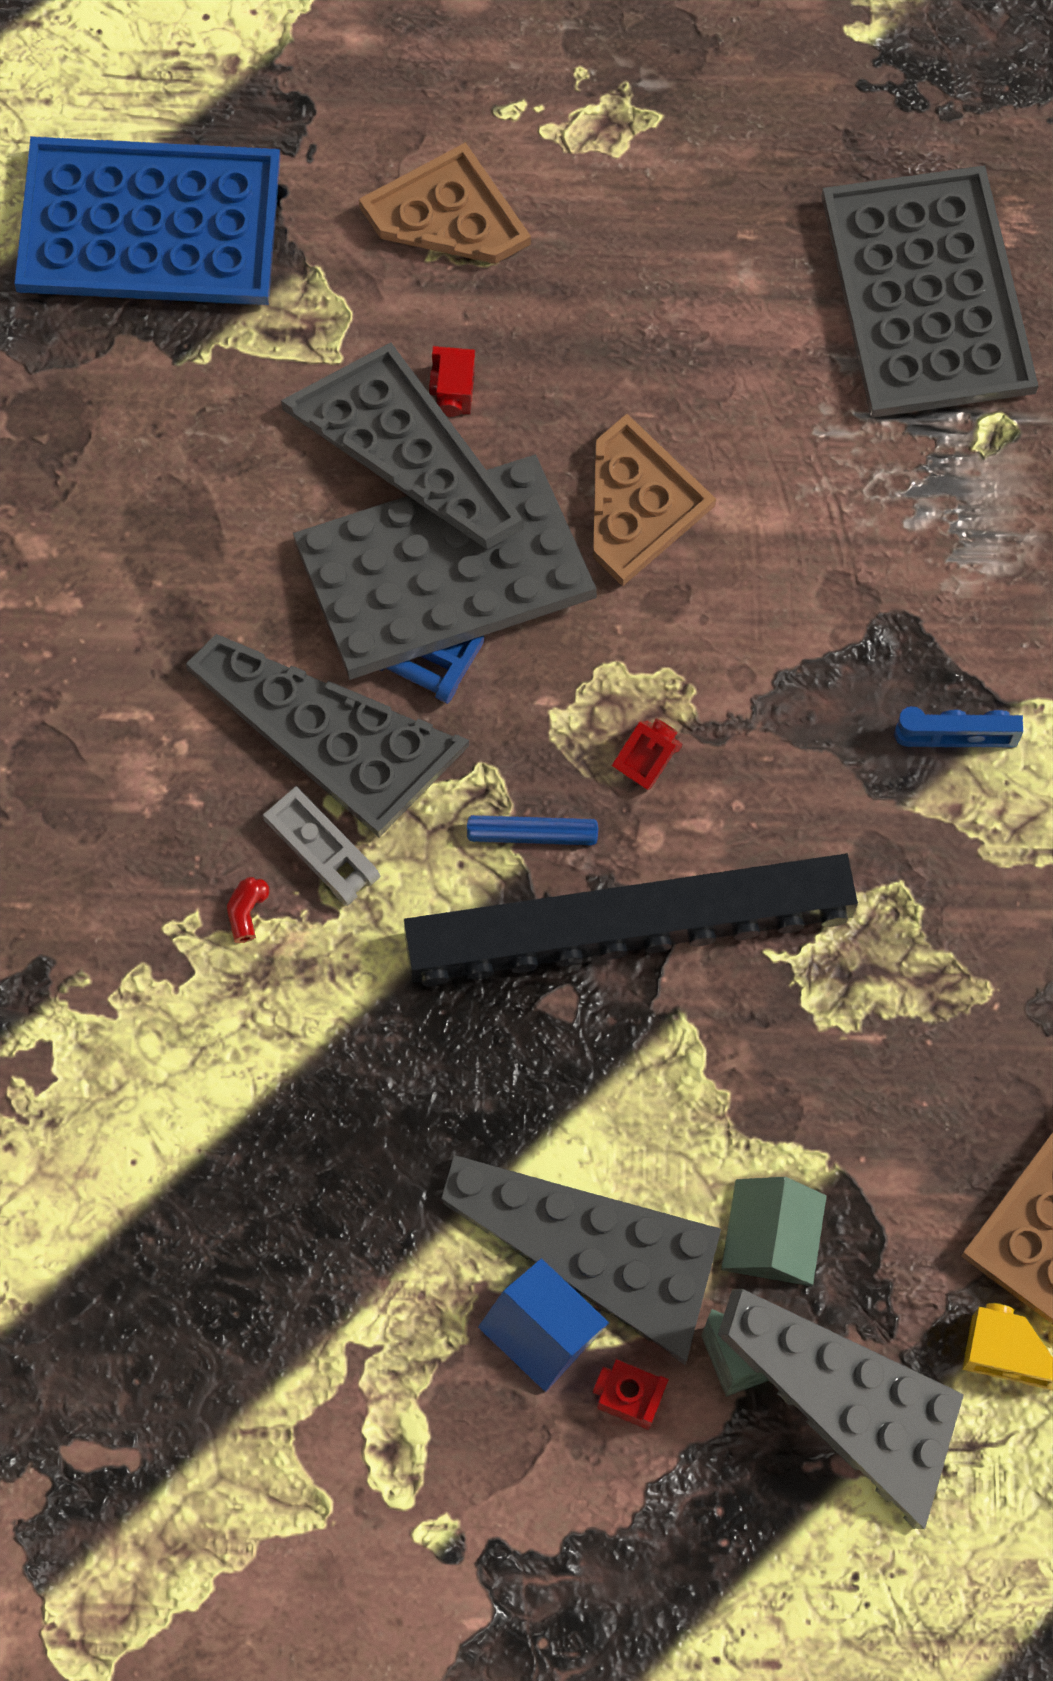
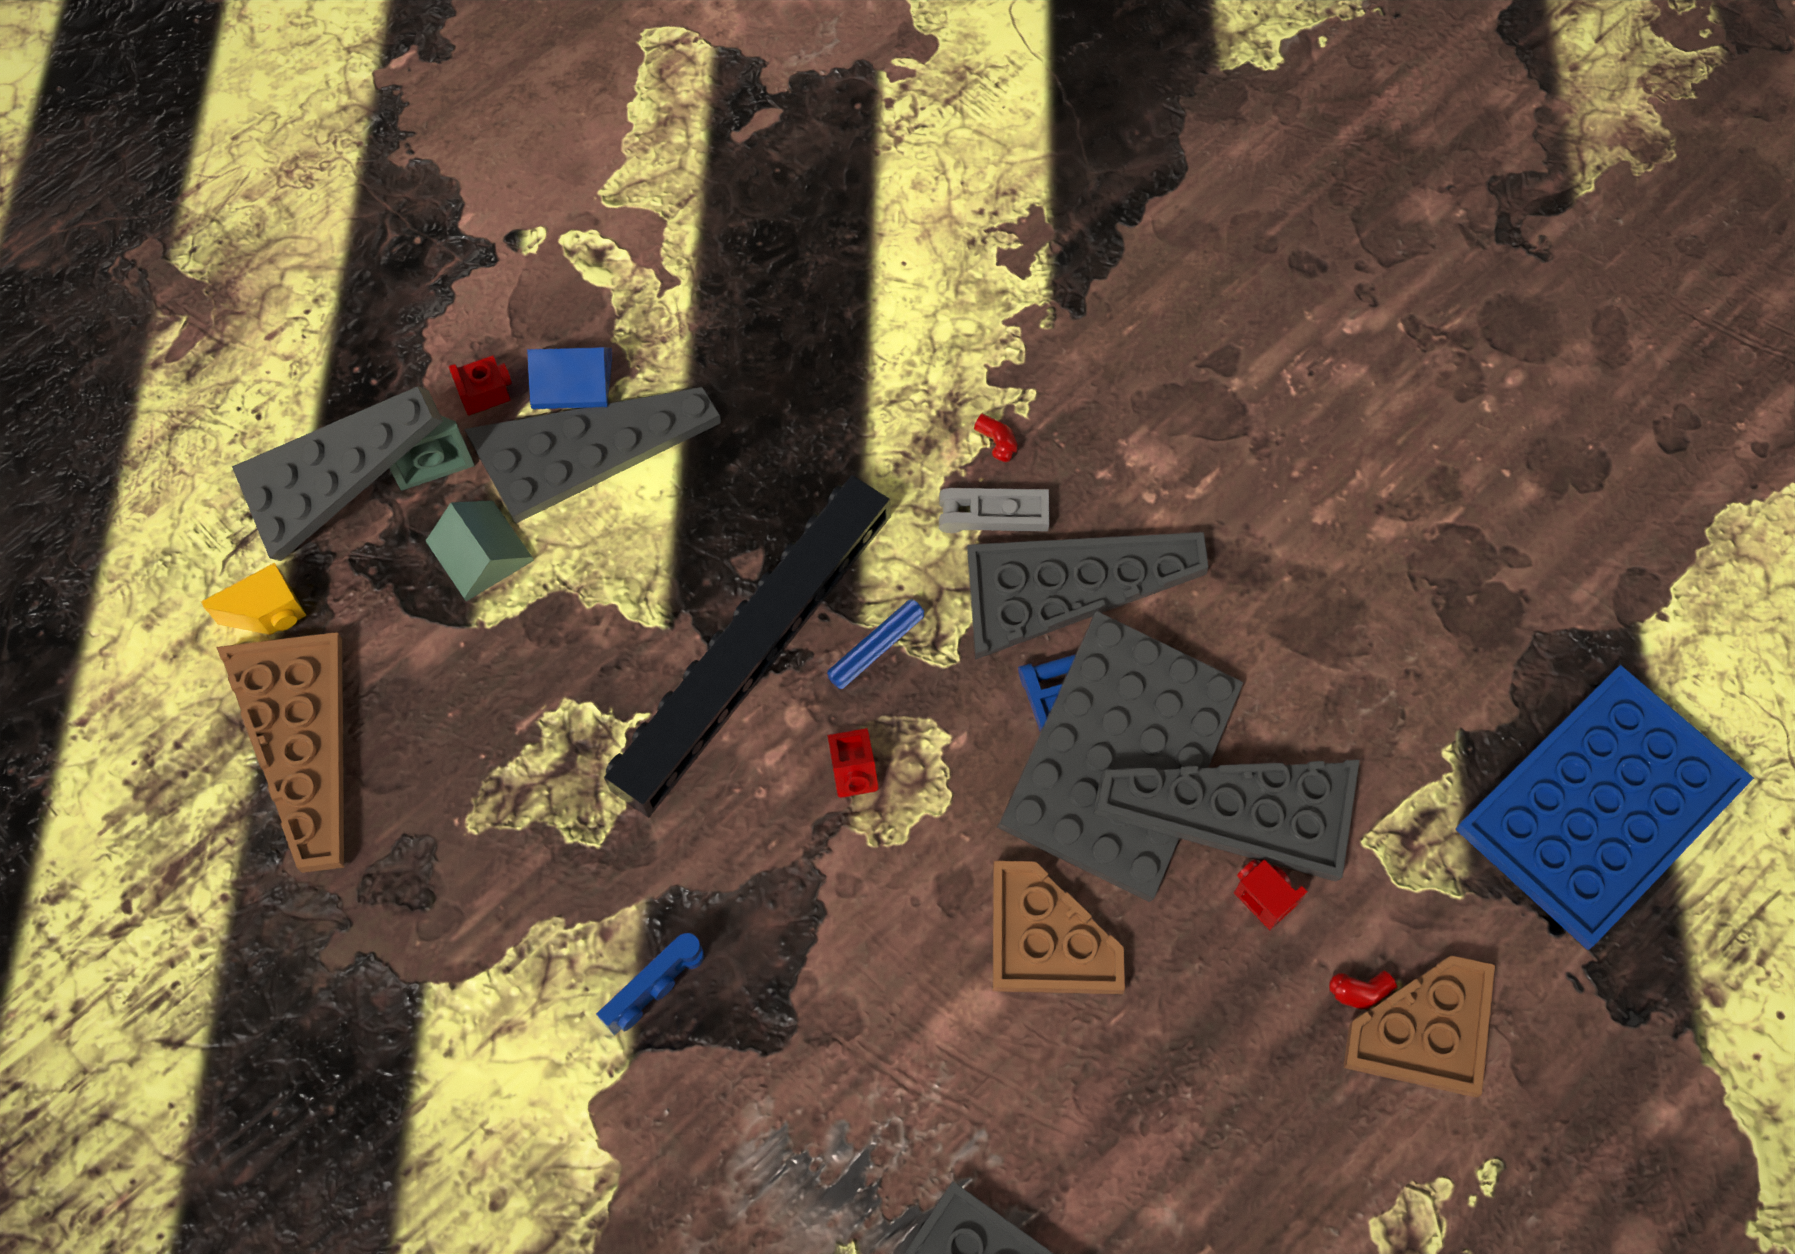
camera: 140 degrees right, 5 degrees down
(464, 269) = (1360, 993): none -> red arm

